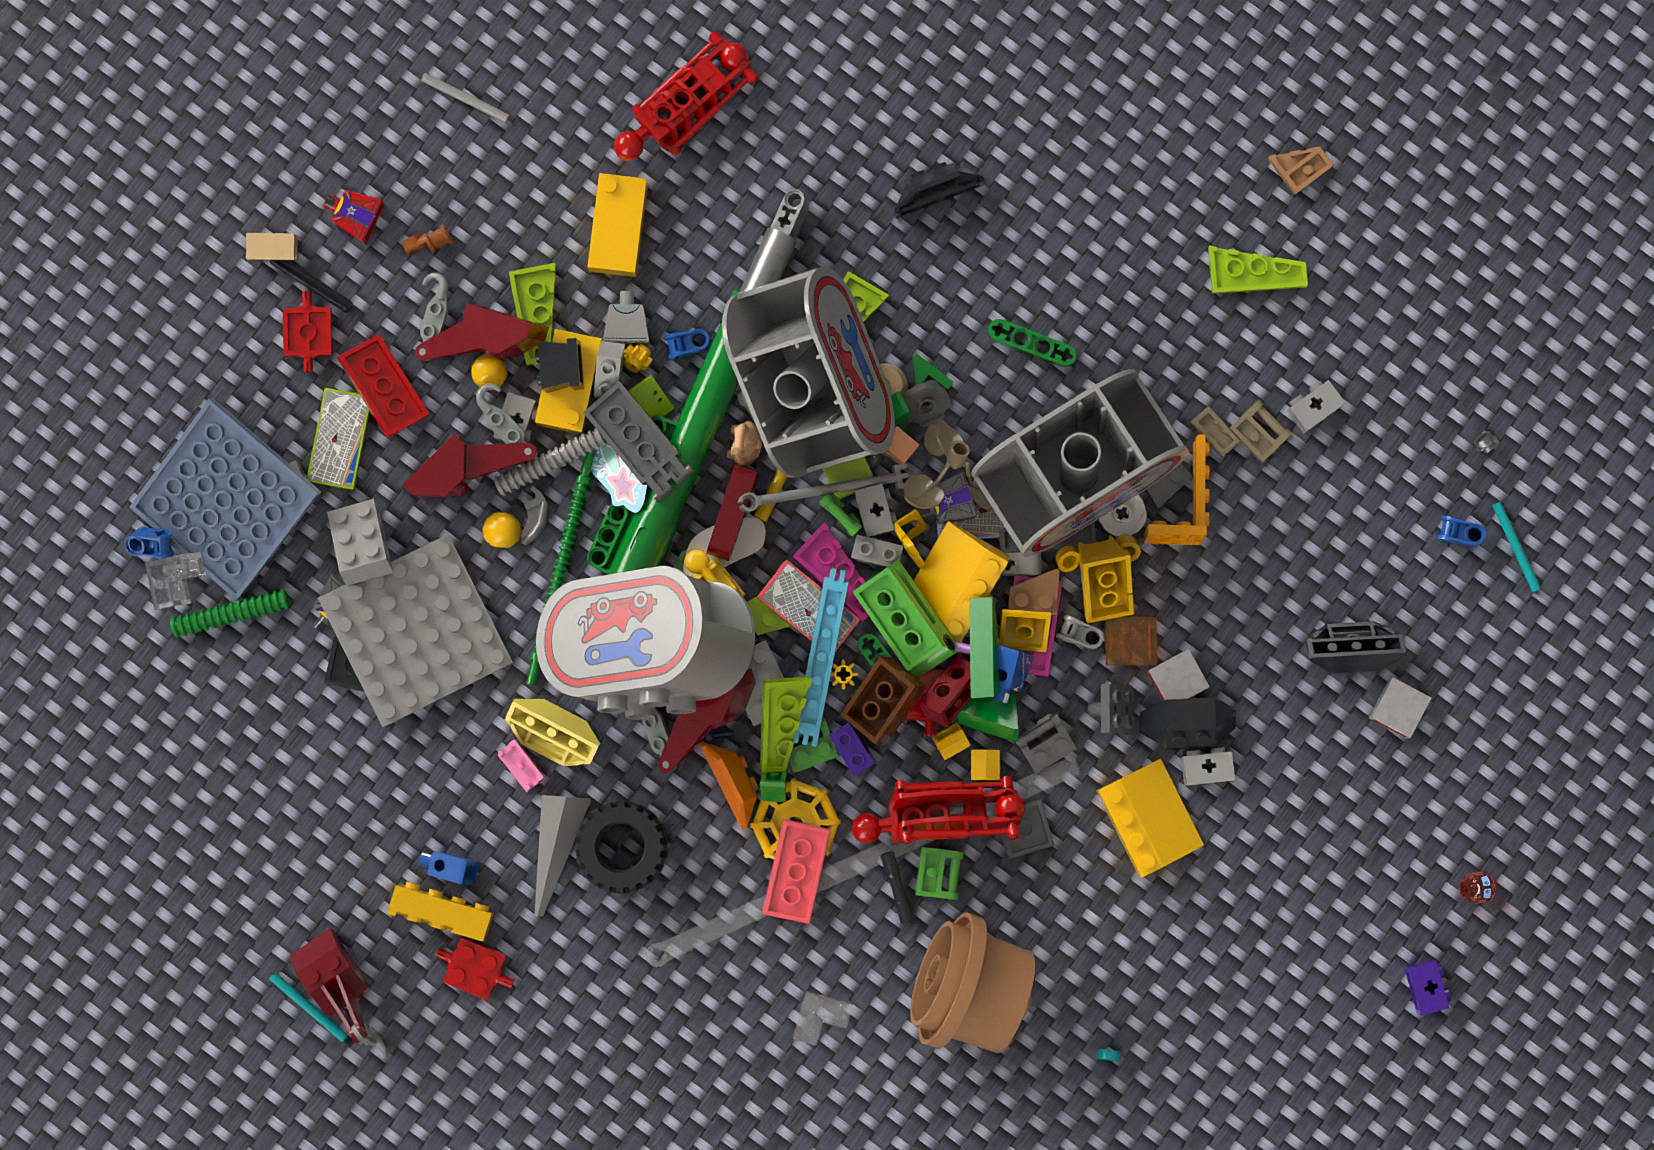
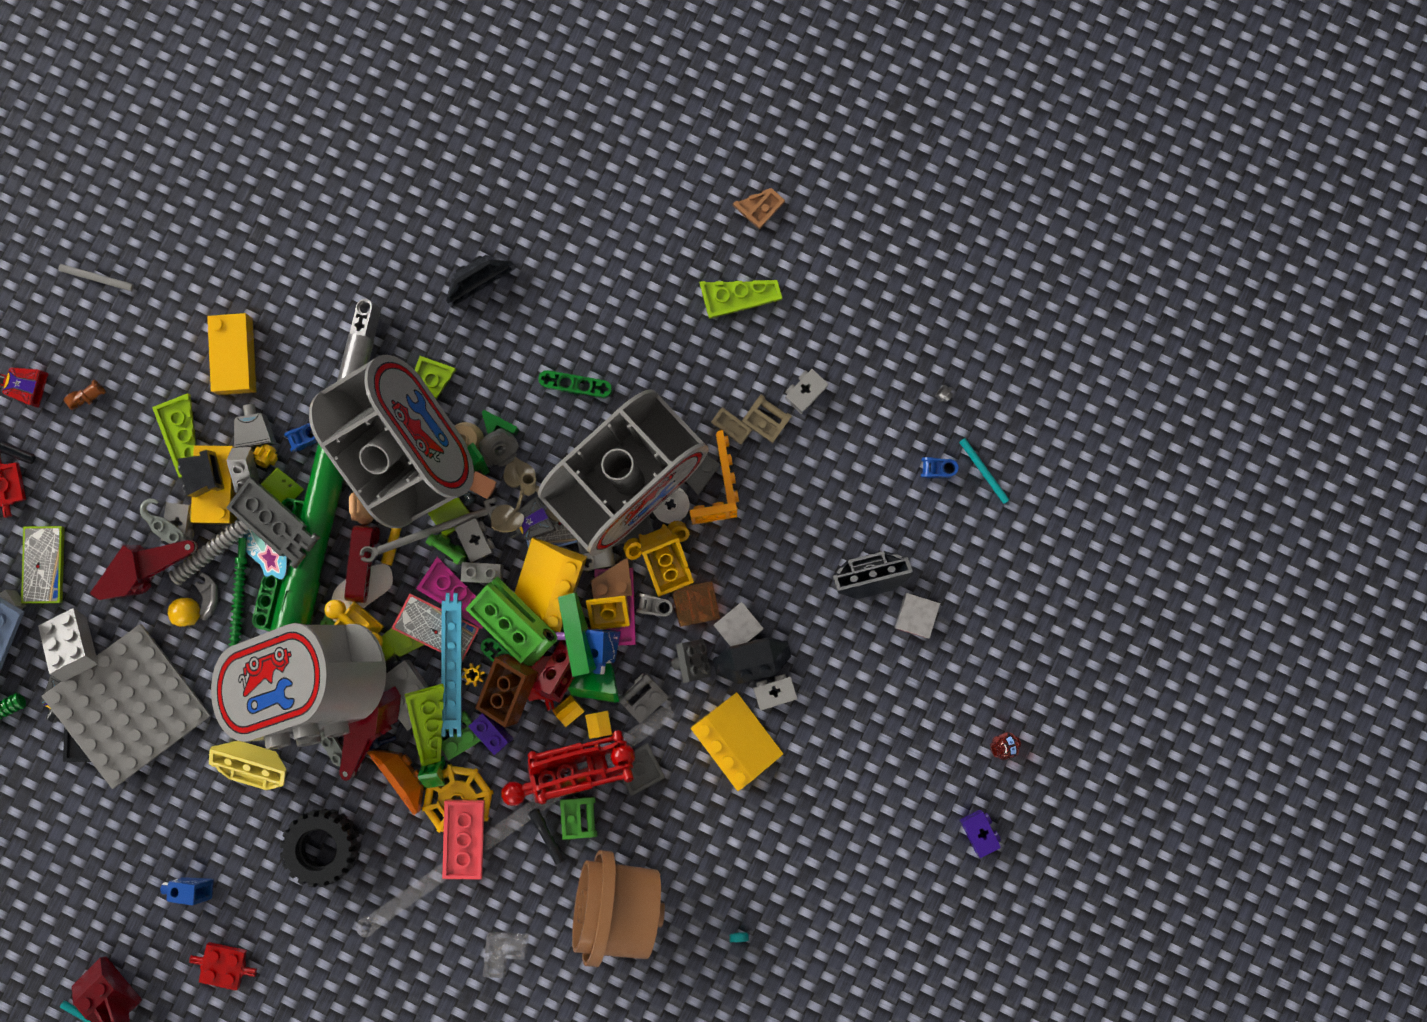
camera: 10 degrees left, 0 degrees up
(383, 386) = (68, 516): red plate -> none
(441, 911) = (184, 927): yellow wedge -> none
(480, 330) = (133, 458): dark red slope -> none
(489, 370) = (152, 487): yellow hair -> none
(521, 765) = (232, 795): bright pink hinge -> none
(558, 830) = (266, 838): light grey wedge -> none
(732, 58) = (272, 259): red piece -> none
(906, 538) = (503, 560): yellow piece -> none

